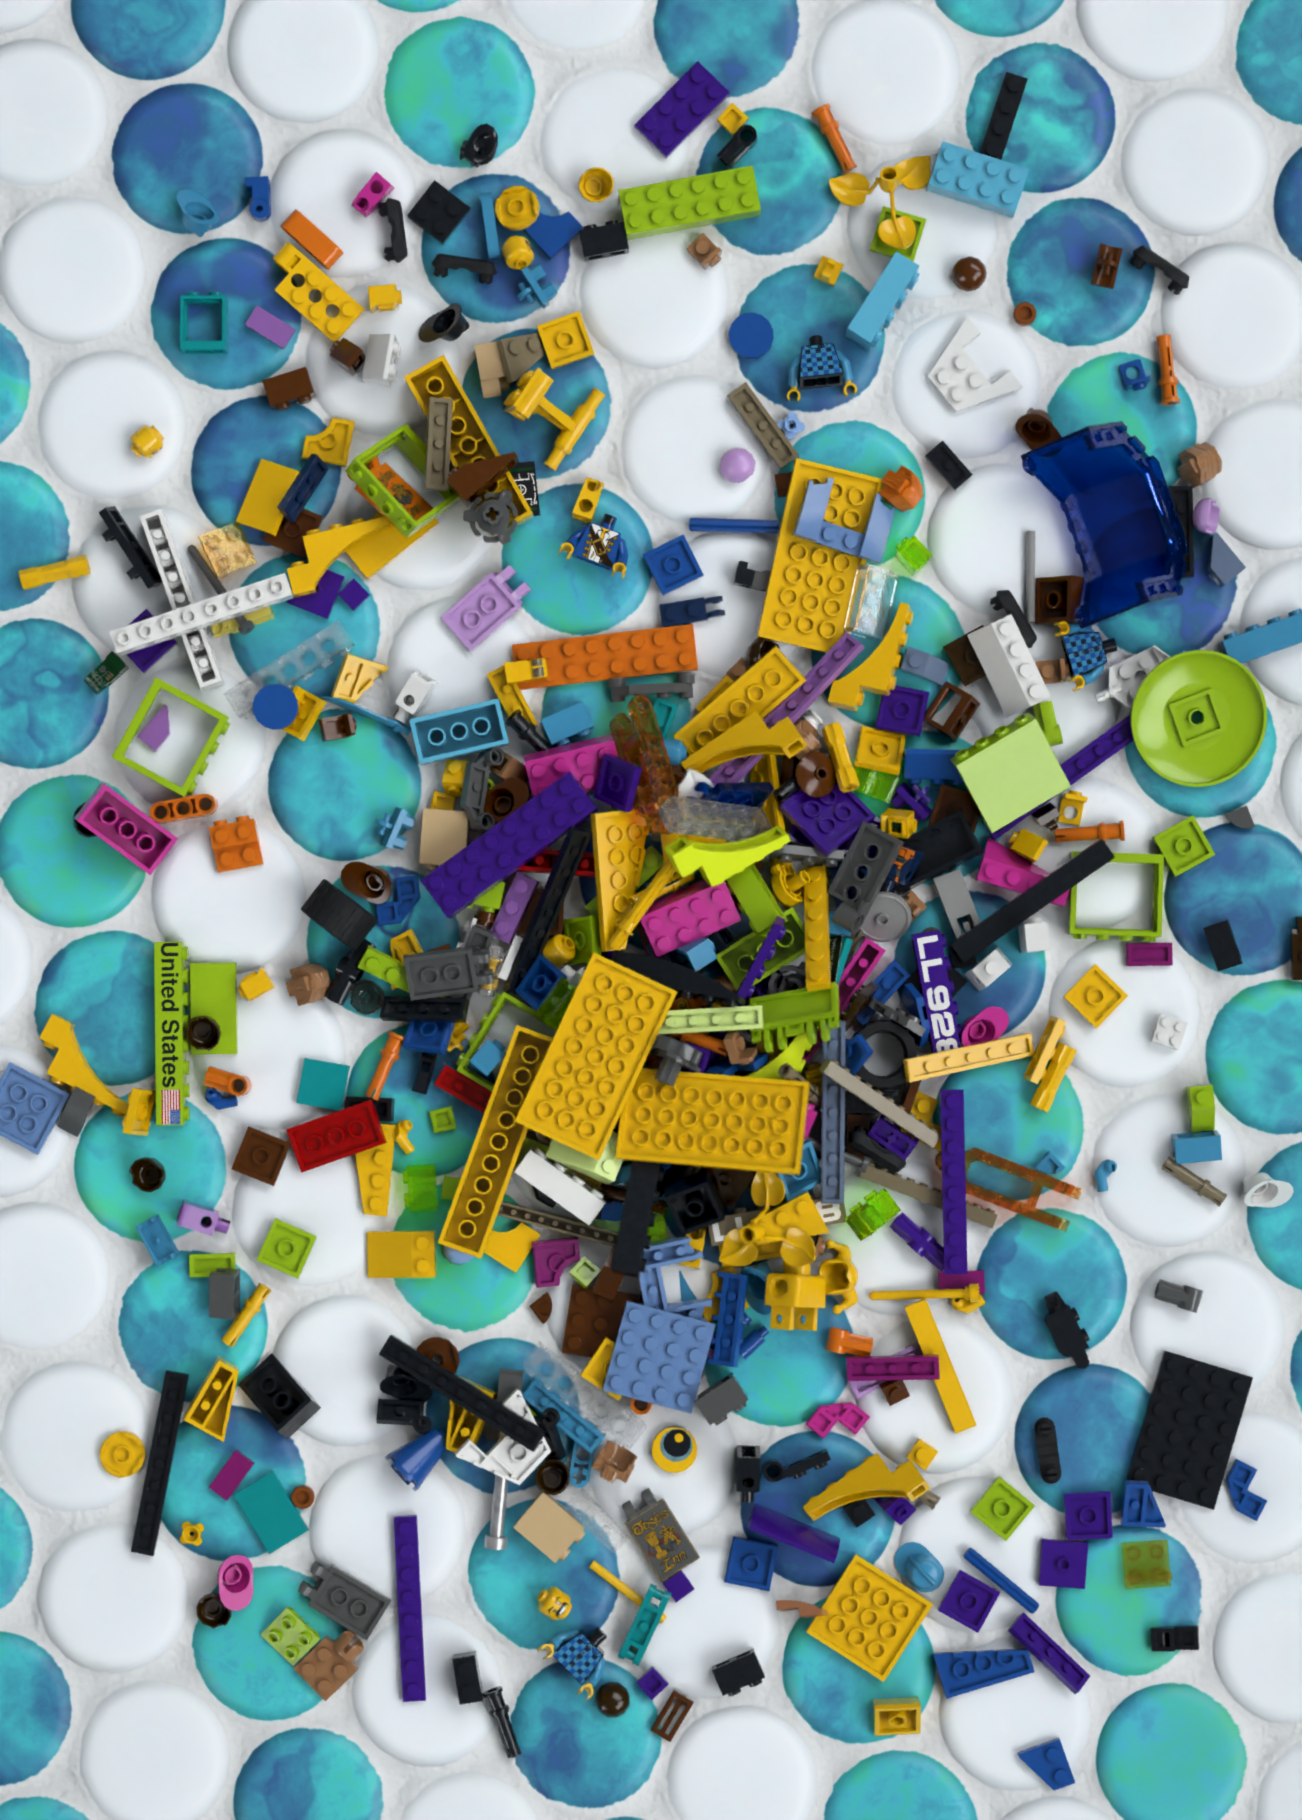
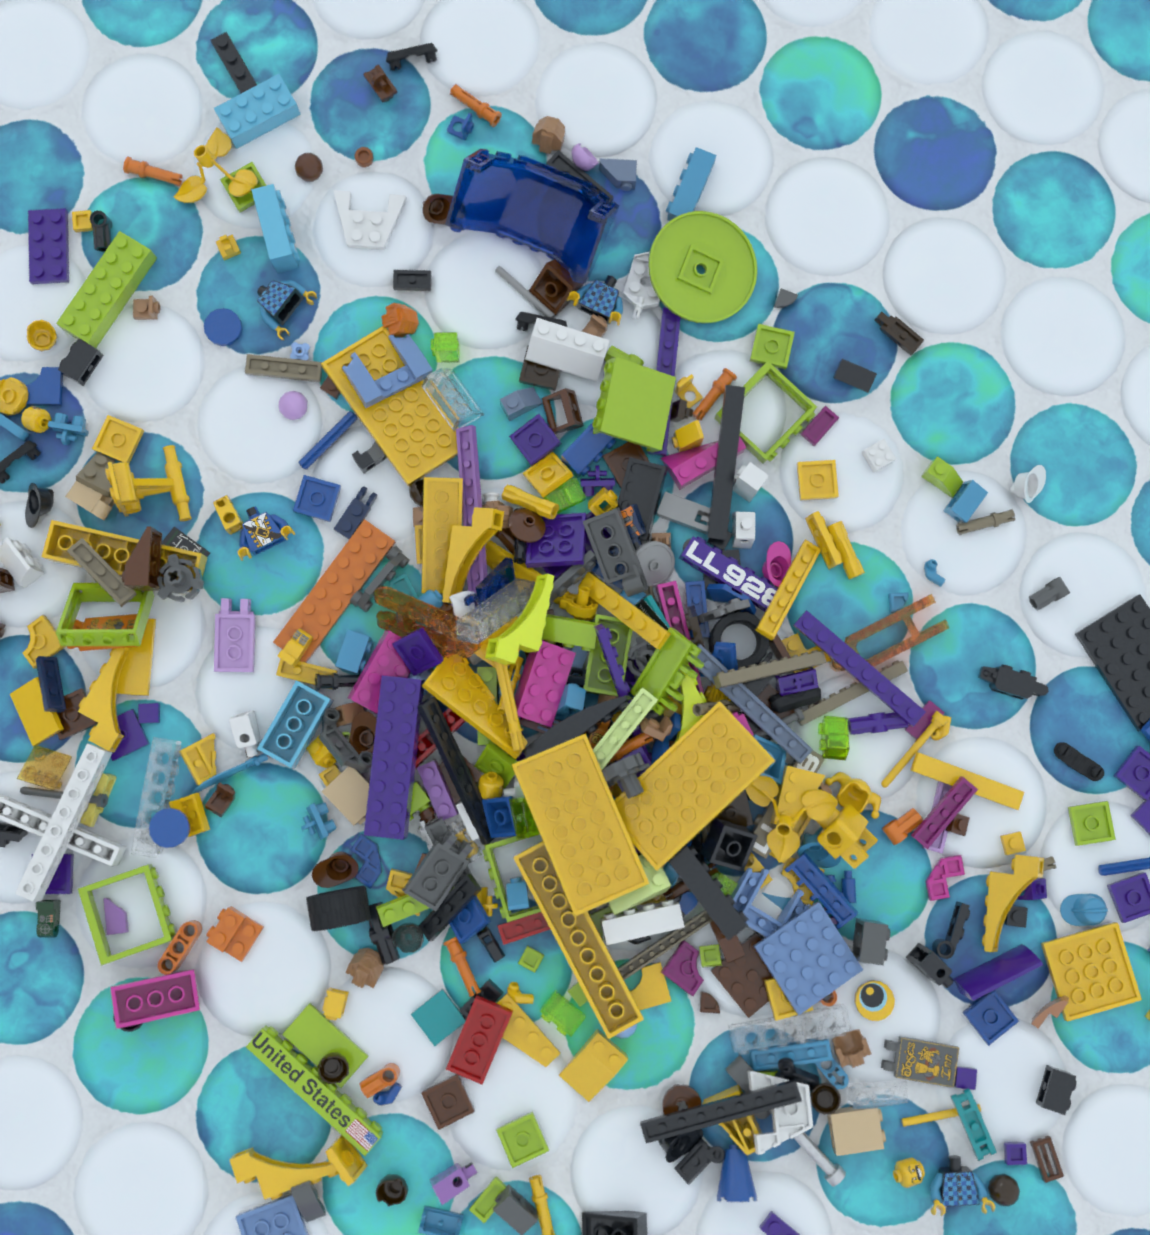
camera: 60 degrees left, 5 degrees down
(878, 670) = (497, 433): yellow arch -> none

